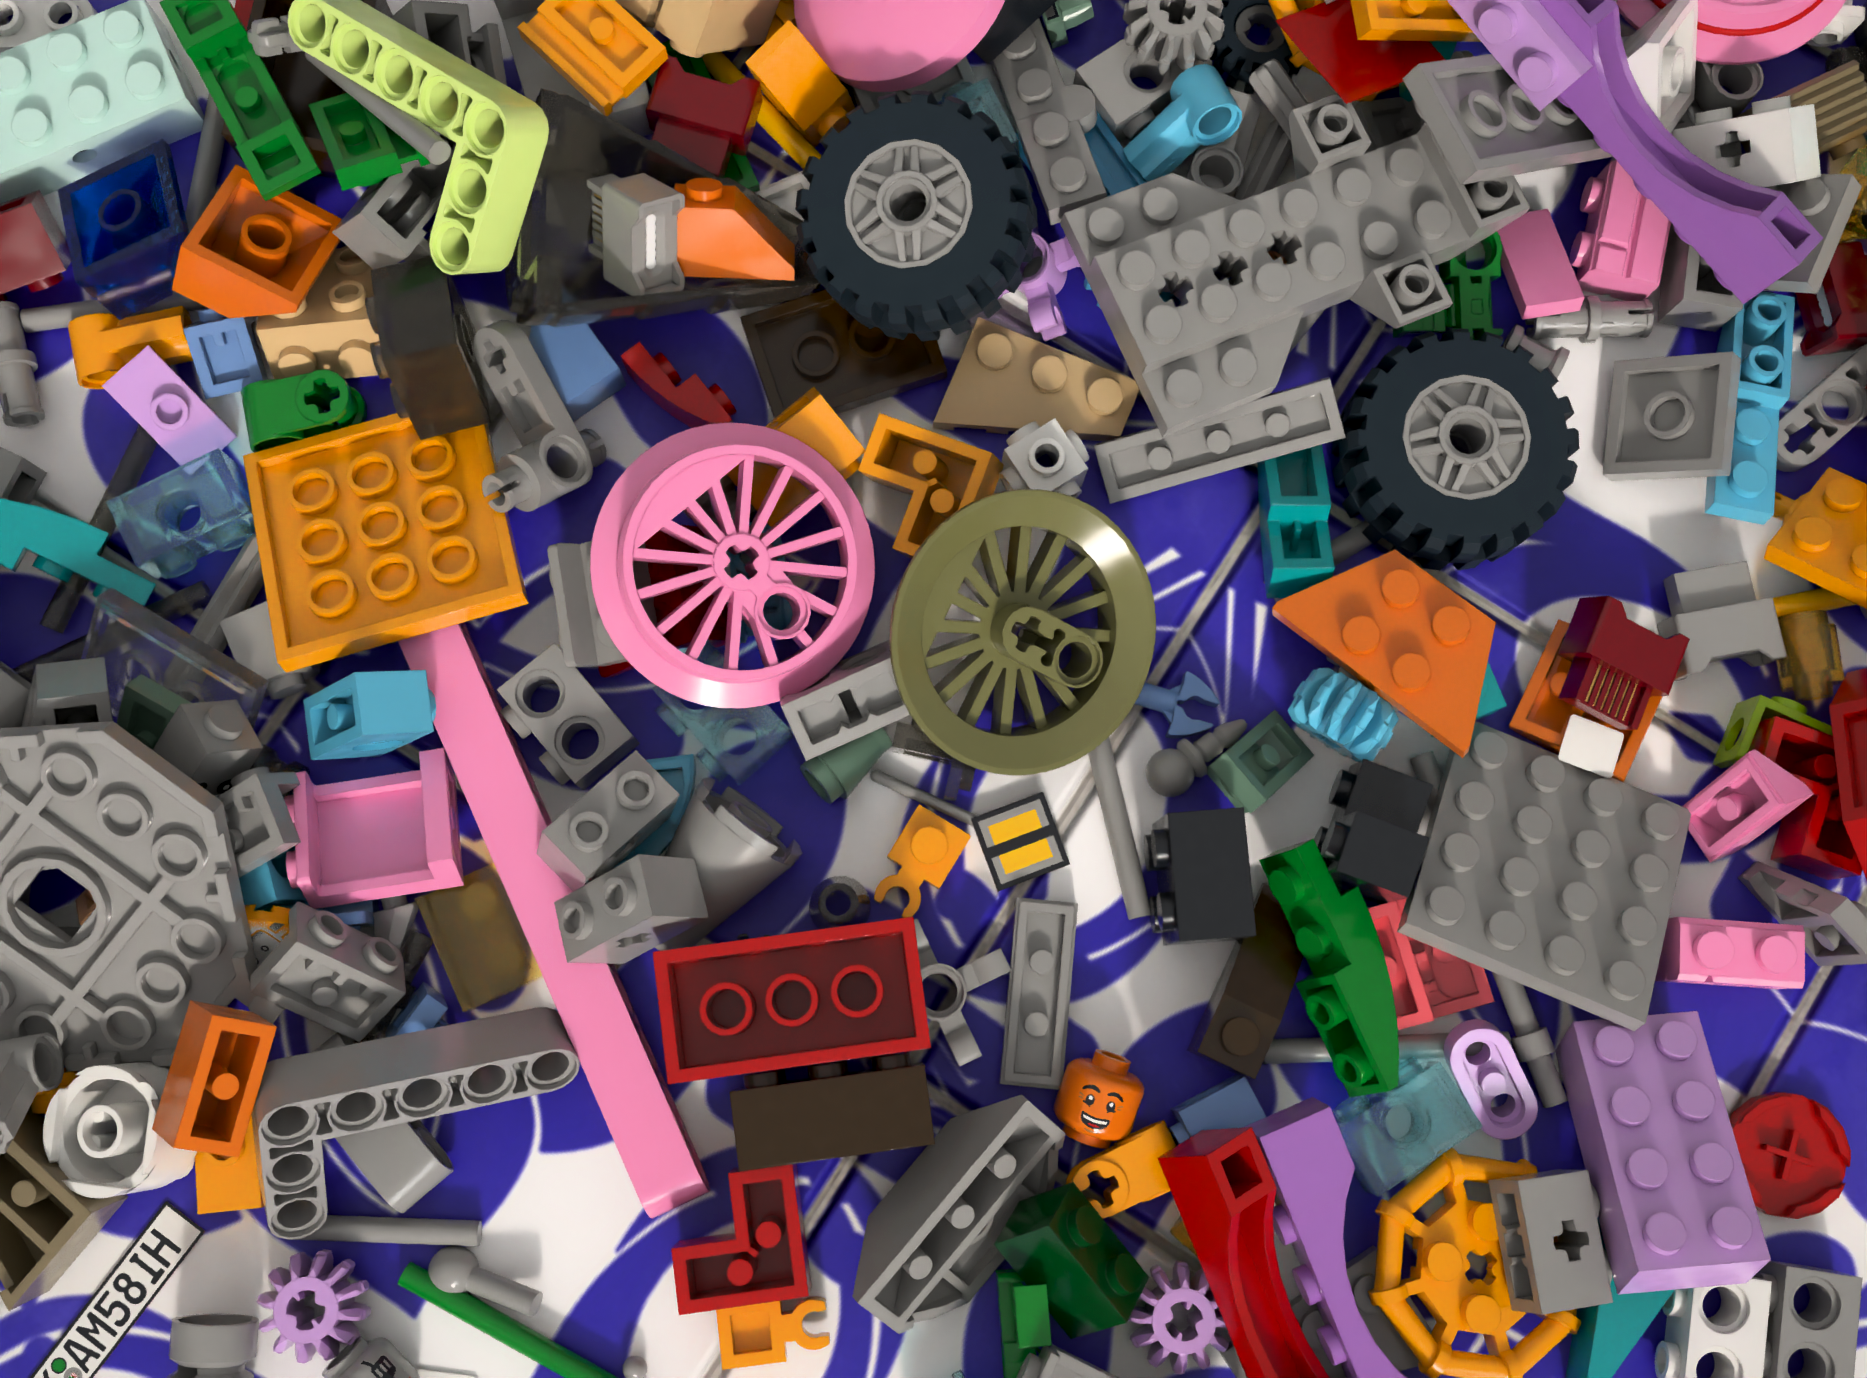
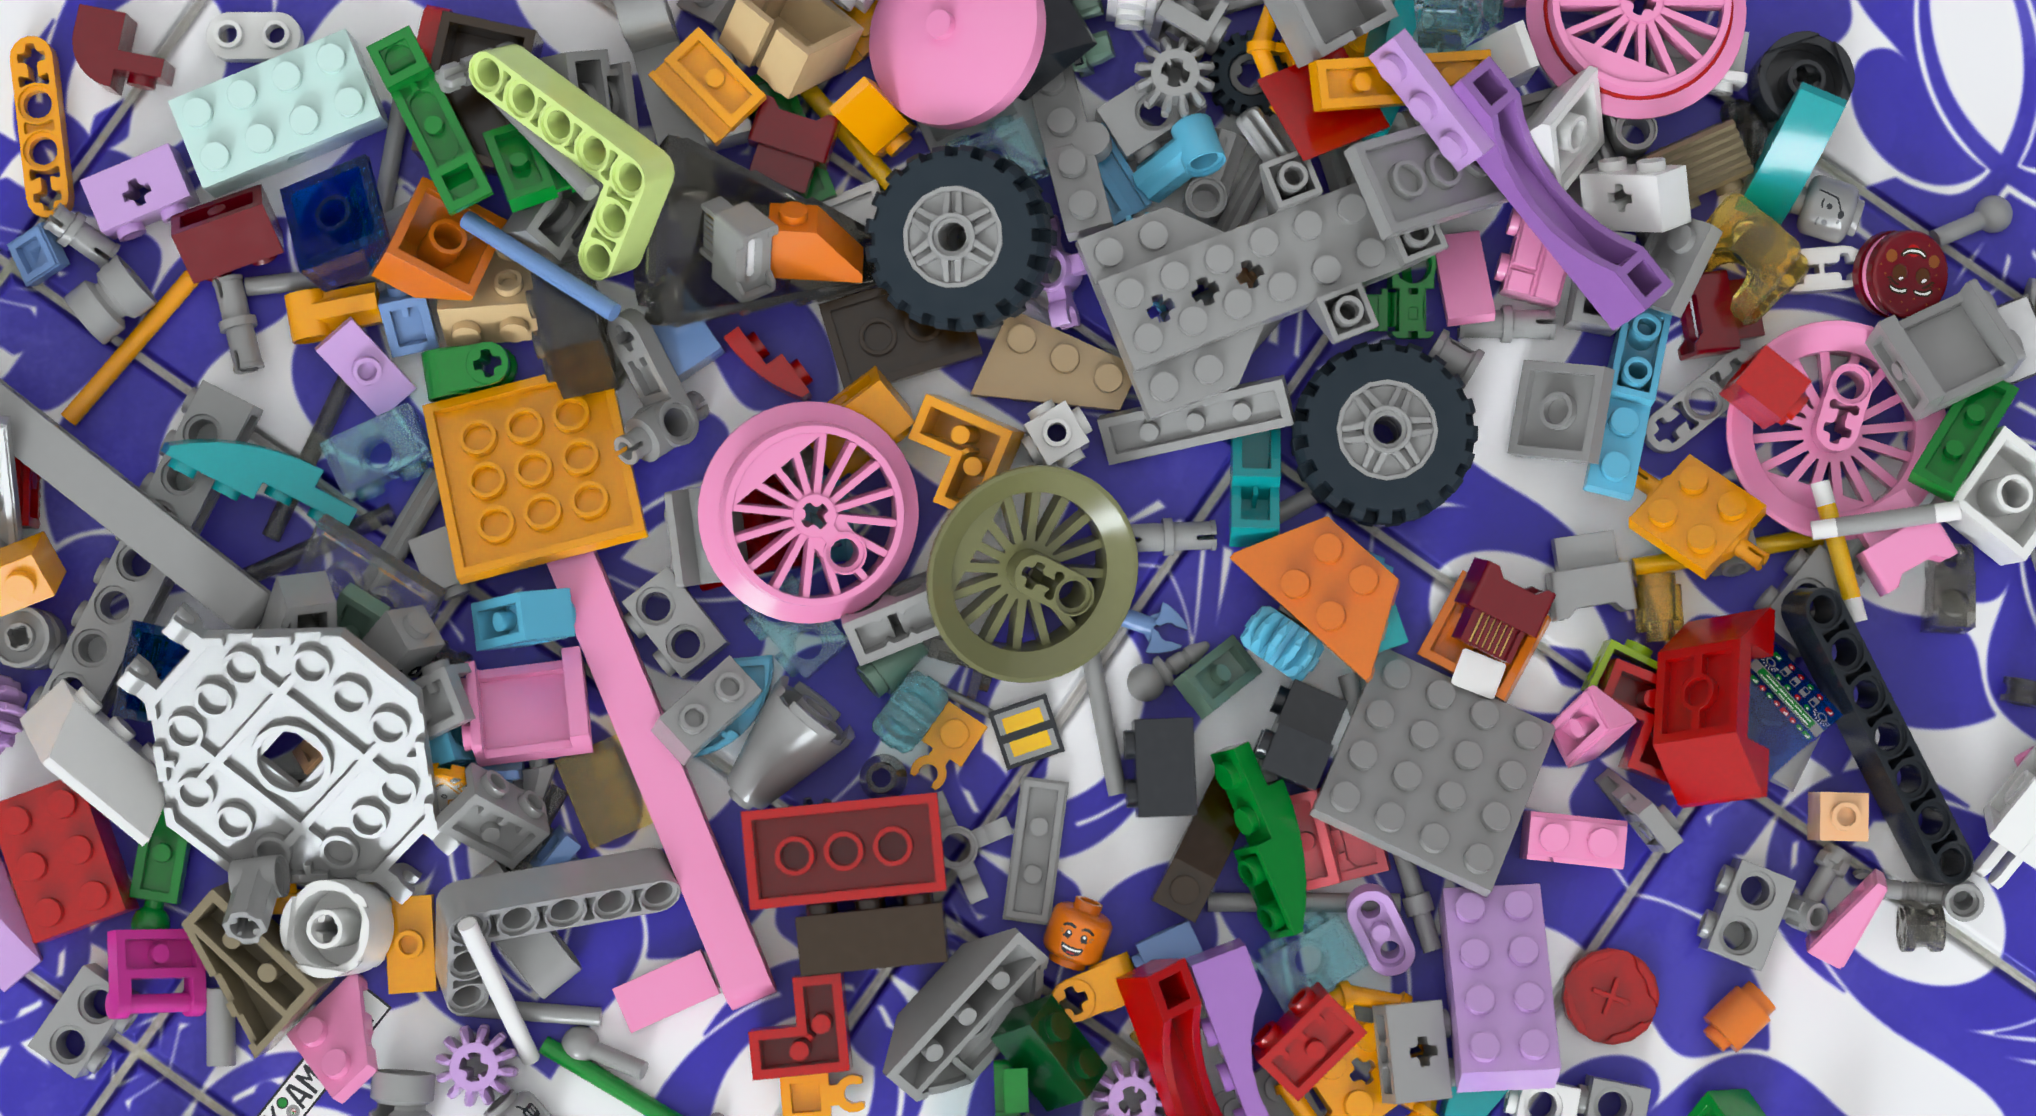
camera: 10 degrees right, 5 degrees up
(127, 1280) = (338, 1039): none -> bright pink wing
(214, 1079) = (413, 893): orange brick -> none
(333, 1203) = (498, 990): none -> white bar
(383, 261) = (540, 266): none -> medium blue bar
(564, 1195) = (666, 991): none -> bright pink tile
(631, 909) = (723, 777): light grey brick -> none
(872, 818) = (910, 712): none -> clear light blue gear
(1196, 589) = (1175, 536): none -> light grey pin
(1414, 1230) = (1306, 1040): none -> red bracket

